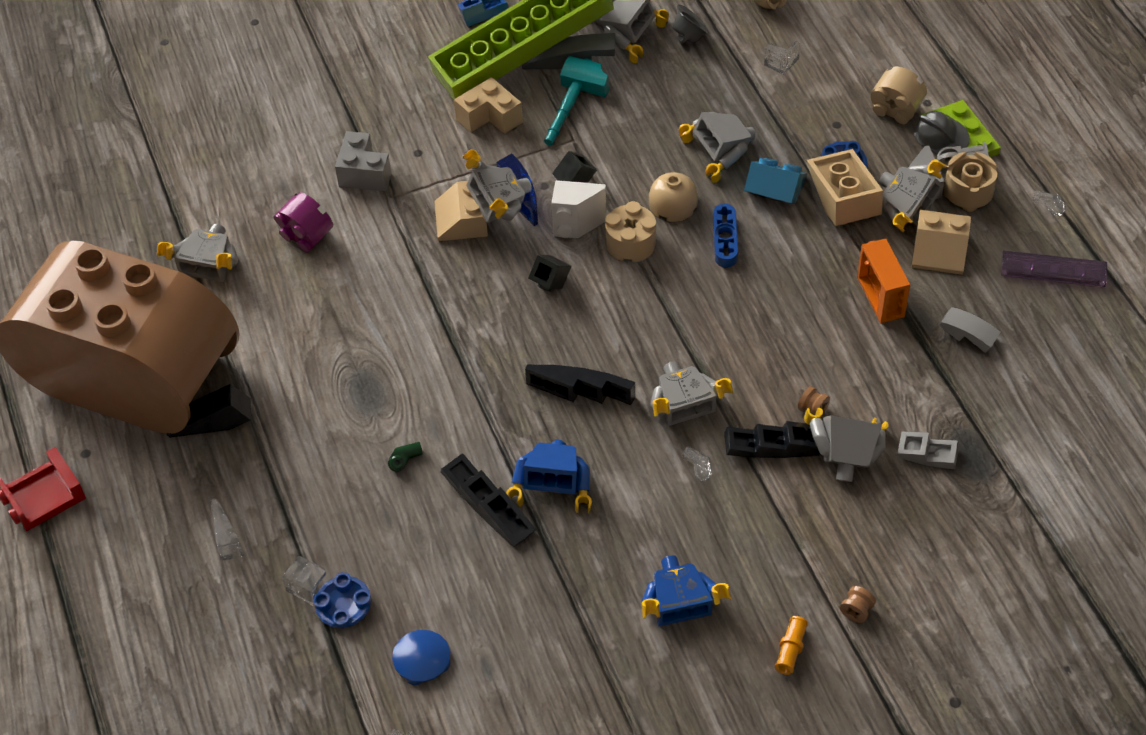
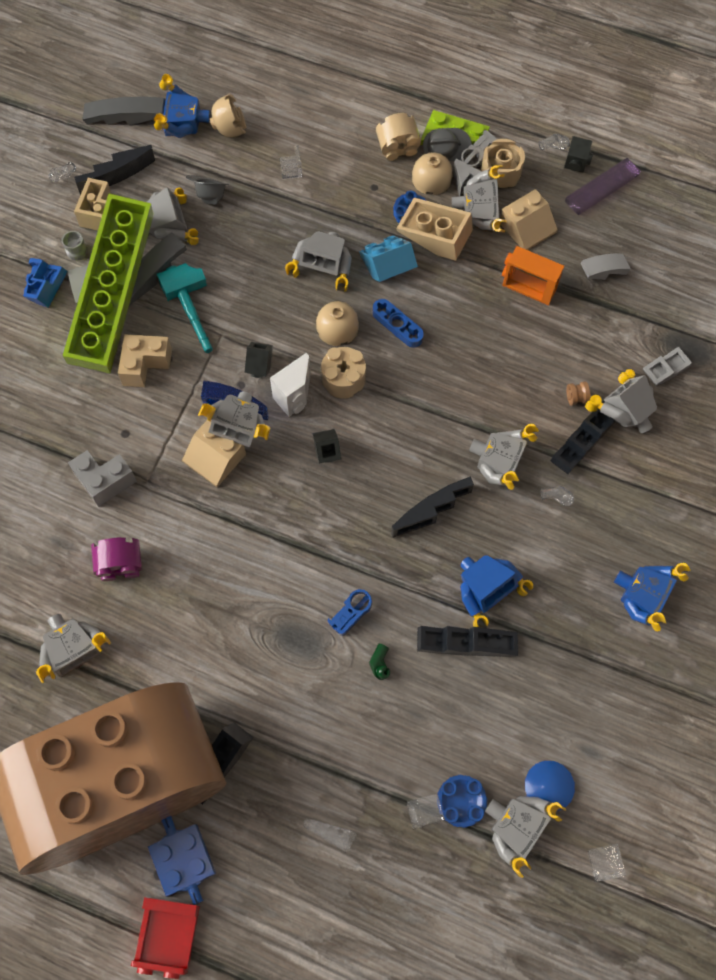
camera: 50 degrees left, 15 degrees up
(109, 456) = (181, 860): none -> blue plate
(357, 655) = (520, 827): none -> light grey torso
(421, 403) = (349, 616): none -> blue piece
(898, 145) = (432, 173): none -> tan cylinder
(1058, 225) = (579, 154): none -> pearl dark grey brick

